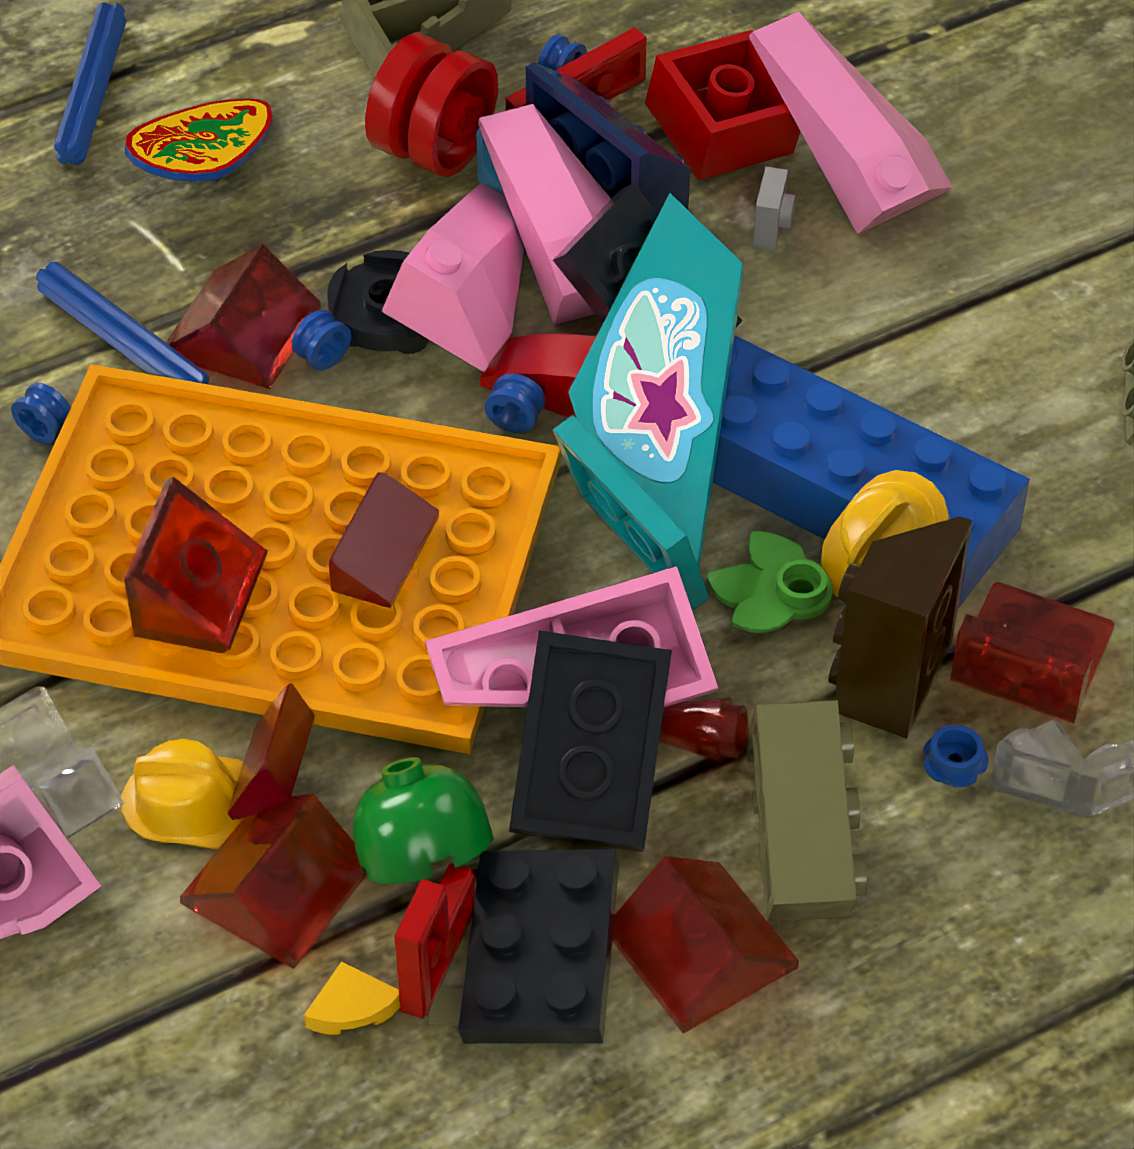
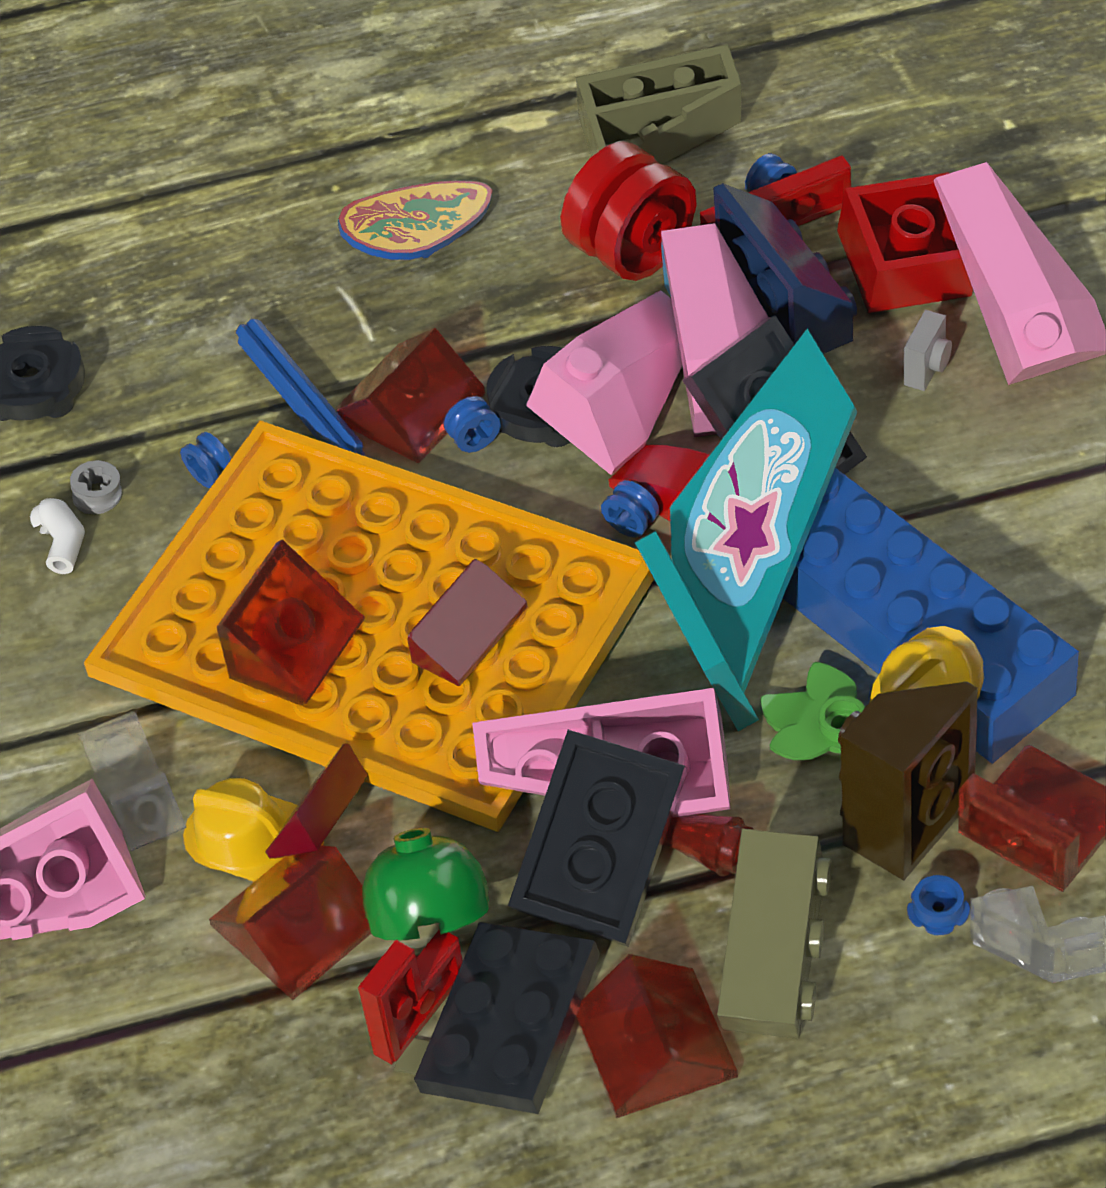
camera: 20 degrees right, 0 degrees up
(90, 84) = (334, 150): blue axle -> none
(350, 1002) = (329, 1038): yellow tile -> none

